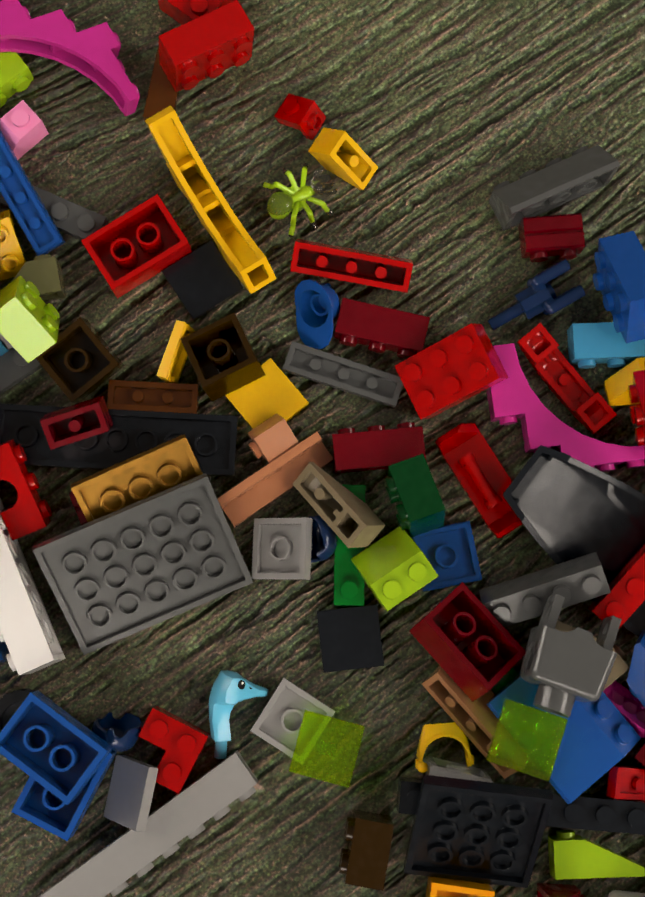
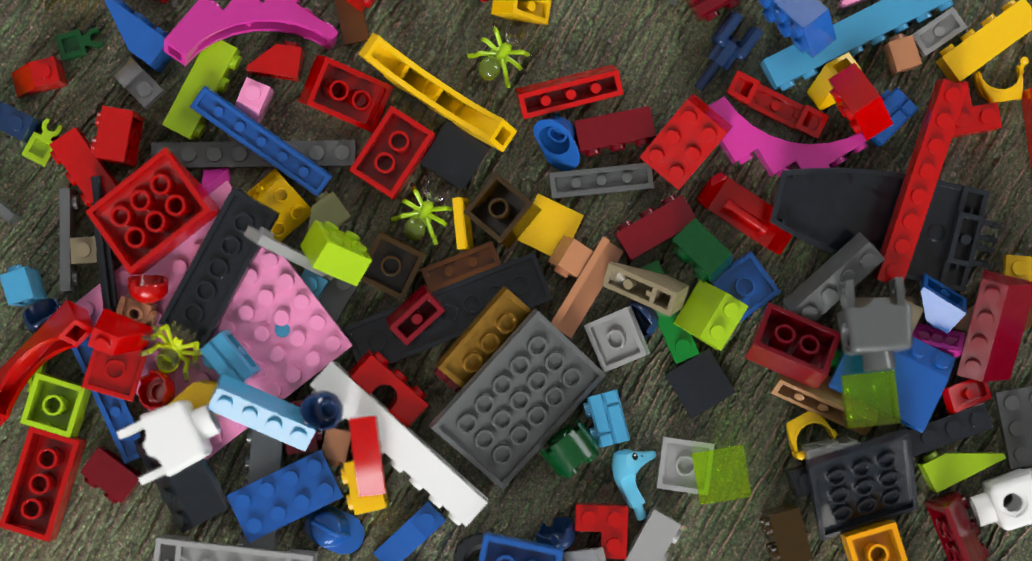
camera: 20 degrees left, 5 degrees up
(66, 104) = (279, 62): none -> red slope
(118, 164) = (345, 93): none -> red slope
(137, 326) = (421, 215): none -> animal
(175, 644) = (570, 449): none -> dark green brick
(232, 630) = (607, 418): none -> dark azure brick

